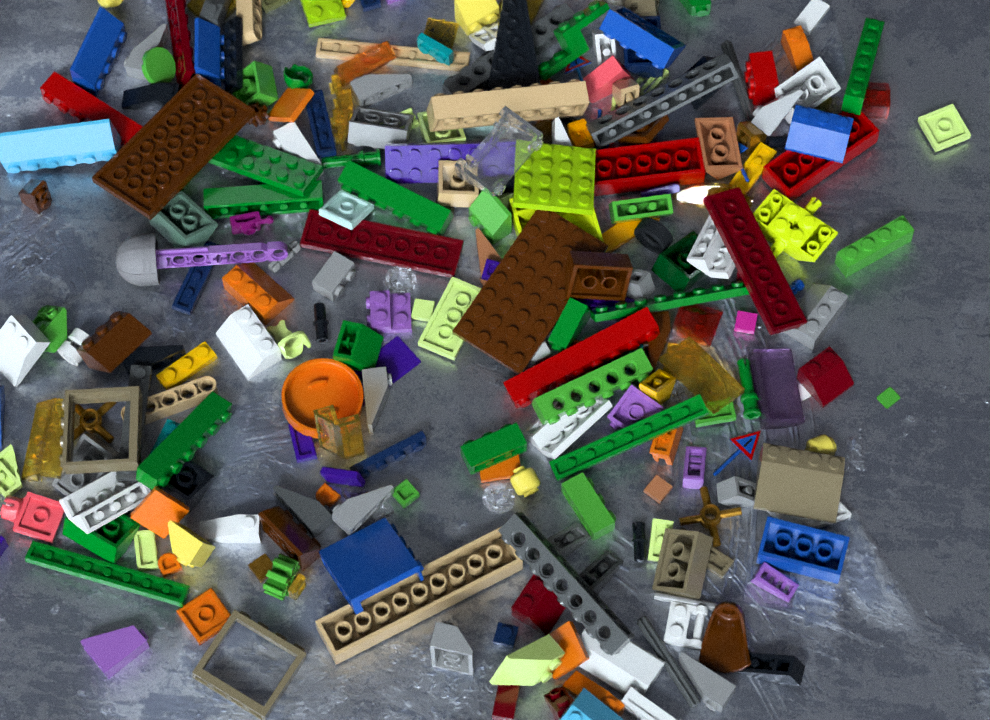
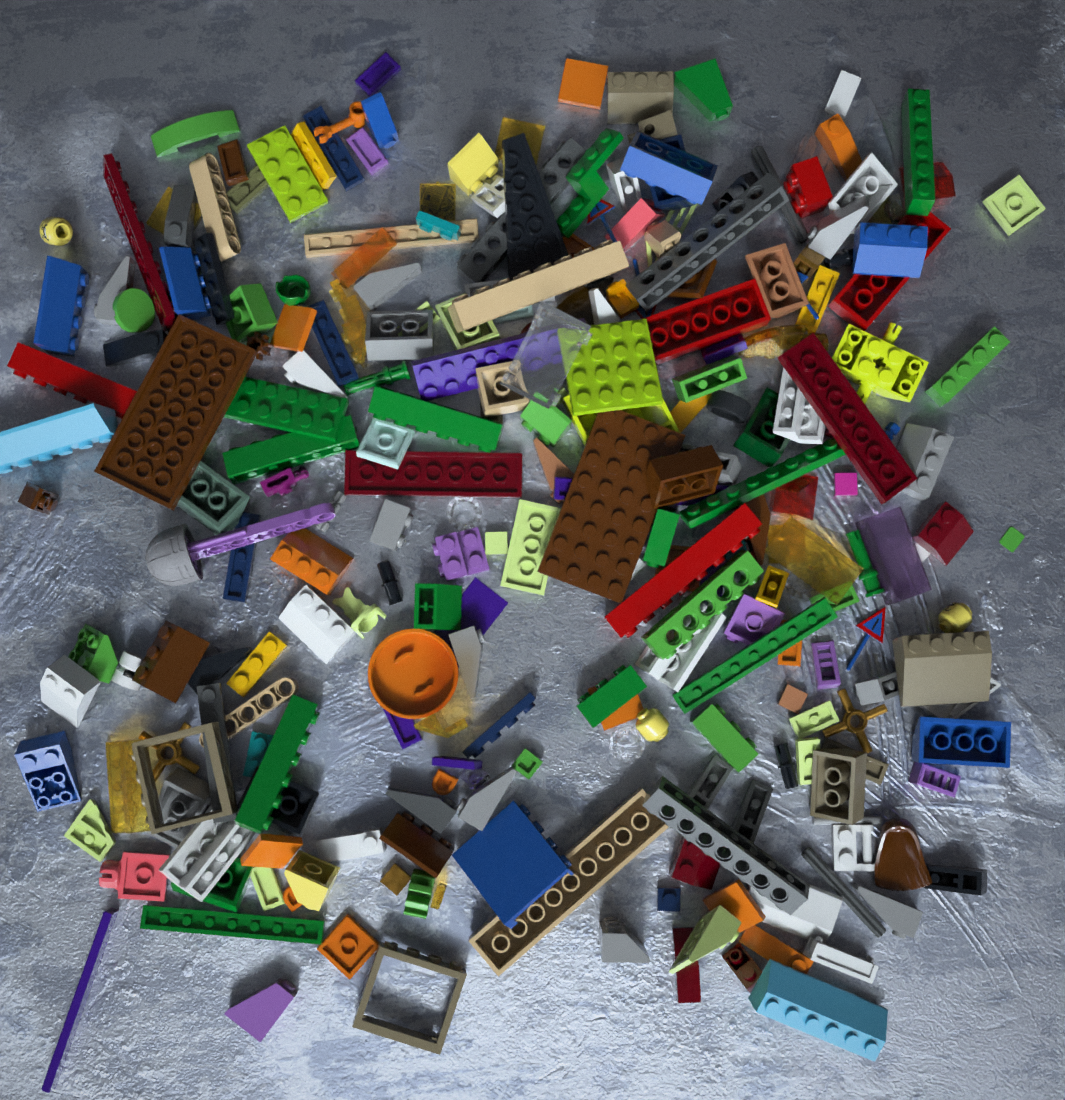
camera: 15 degrees left, 20 degrees up
(673, 508) = (813, 719): none -> yellowish green plate

